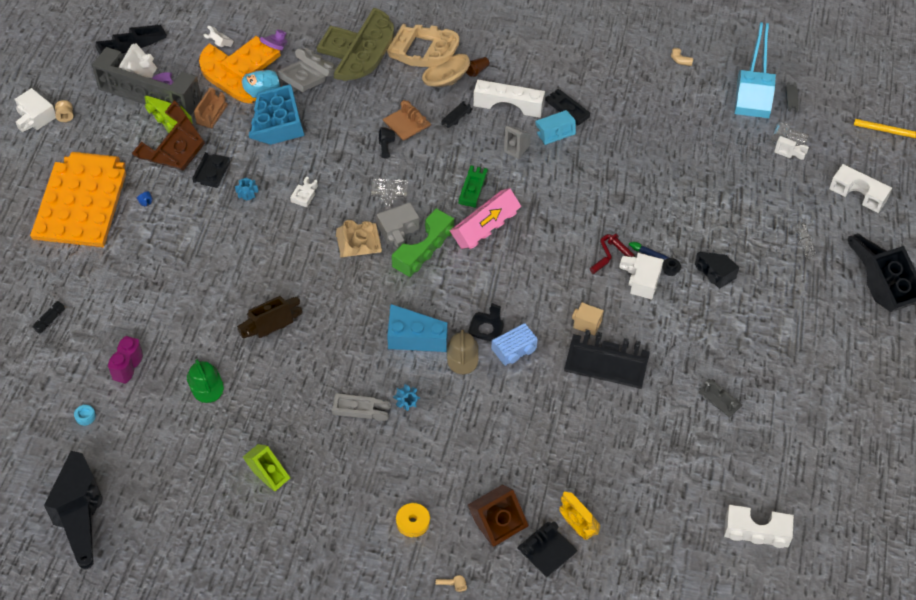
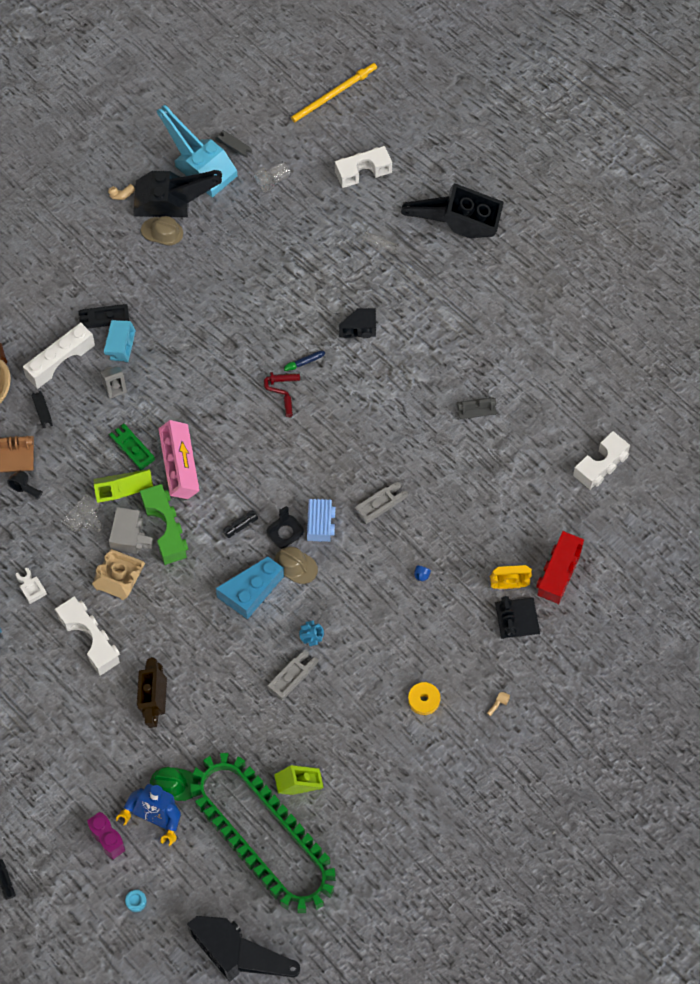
camera: 55 degrees left, 10 degrees up
(170, 378) = (154, 806): none -> blue torso
(177, 459) = (243, 851): none -> green piece
(281, 267) = (74, 617): none -> white arch
(432, 195) = (121, 485): none -> lime slope
(467, 293) = (240, 524): none -> black axle
(498, 514) = (465, 632): reddish brown slope -> none
(527, 448) = (421, 573): none -> blue hinge
(569, 379) = (380, 502): none -> light grey hinge
(587, 318) = (336, 450): tan brick -> none
(607, 362) = (387, 462): black hinge -> none
(621, 553) = (560, 567): none -> red wedge
(644, 273) = (326, 379): white hinge -> none
(671, 266) = (331, 359): black plate -> none
(675, 100) = (162, 230): none -> dark tan piece
(707, 82) = (169, 194): none -> black slope
(788, 148) = (284, 186): white plate -> none

